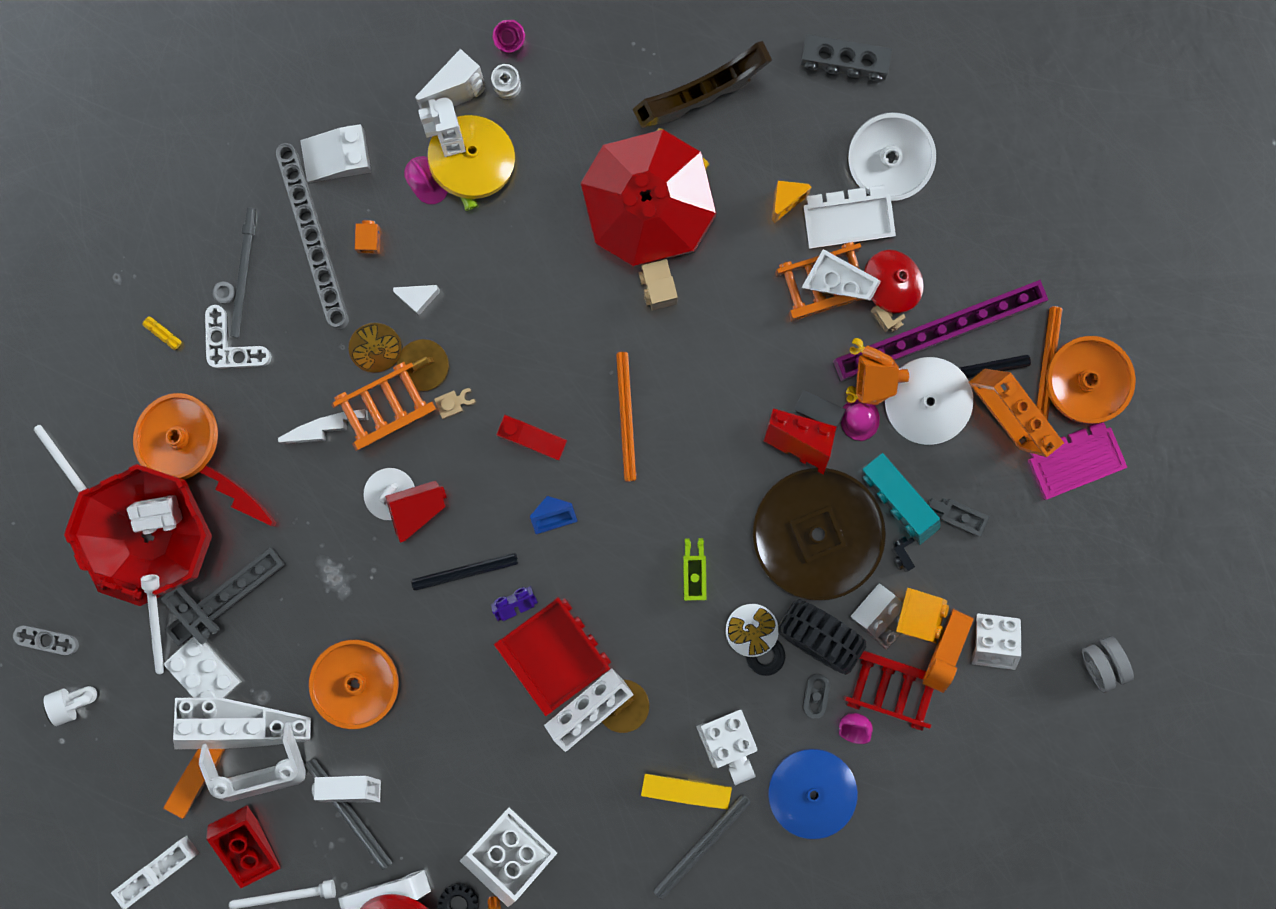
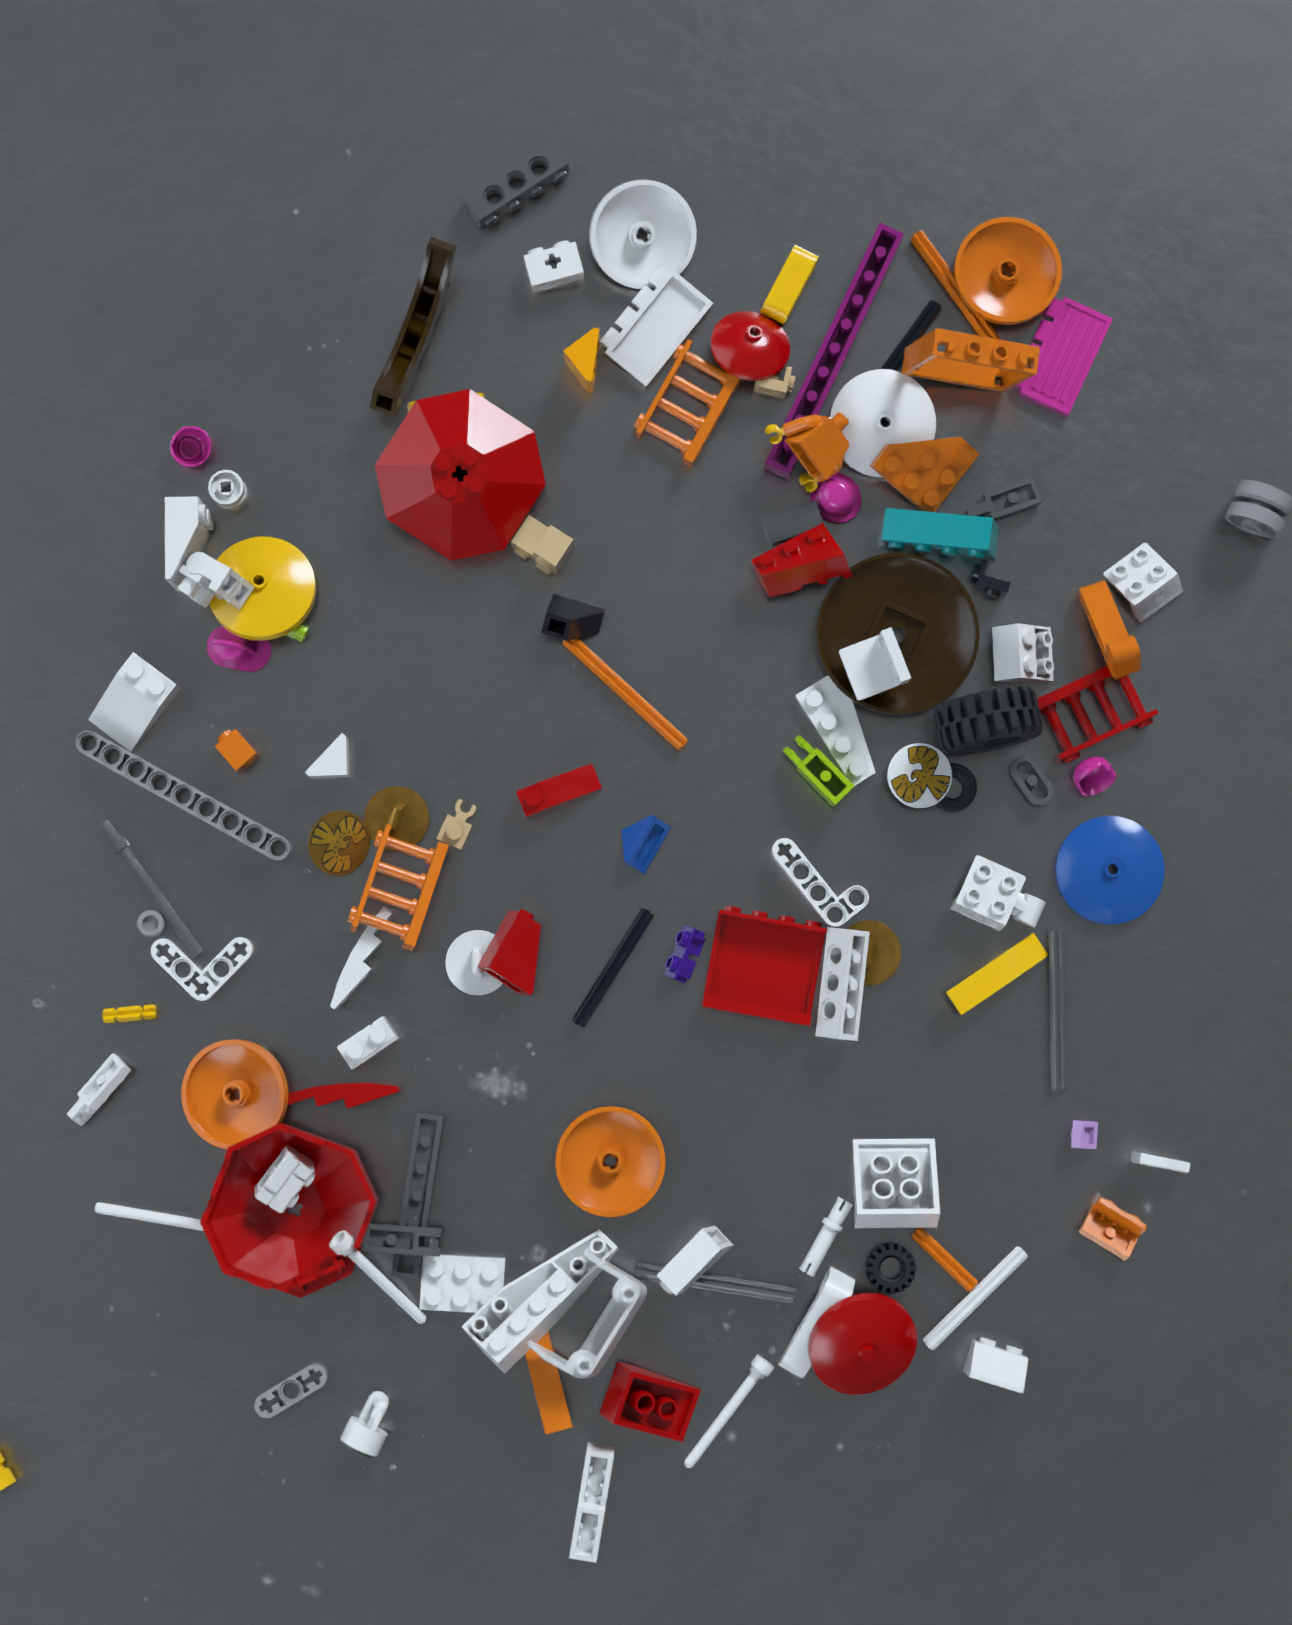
camera: 50 degrees left, 0 degrees up
(102, 359) = (98, 1089): none -> white hinge
(280, 480) = (368, 1043): none -> white brick
(438, 849) = (828, 1232): none -> white pin
(630, 632) = (814, 879): none -> white beam
(634, 344) = (571, 619): none -> black slope
(731, 556) = (838, 727): none -> white wing
(786, 539) = (875, 665): none -> white bracket
(829, 135) = (541, 273): none -> white brick
(840, 278) = (700, 386): white wing -> none
(922, 616) = (1058, 619): light orange slope -> none
(929, 452) = (925, 468): none -> orange plate
(951, 267) = (789, 284): none -> yellow beam

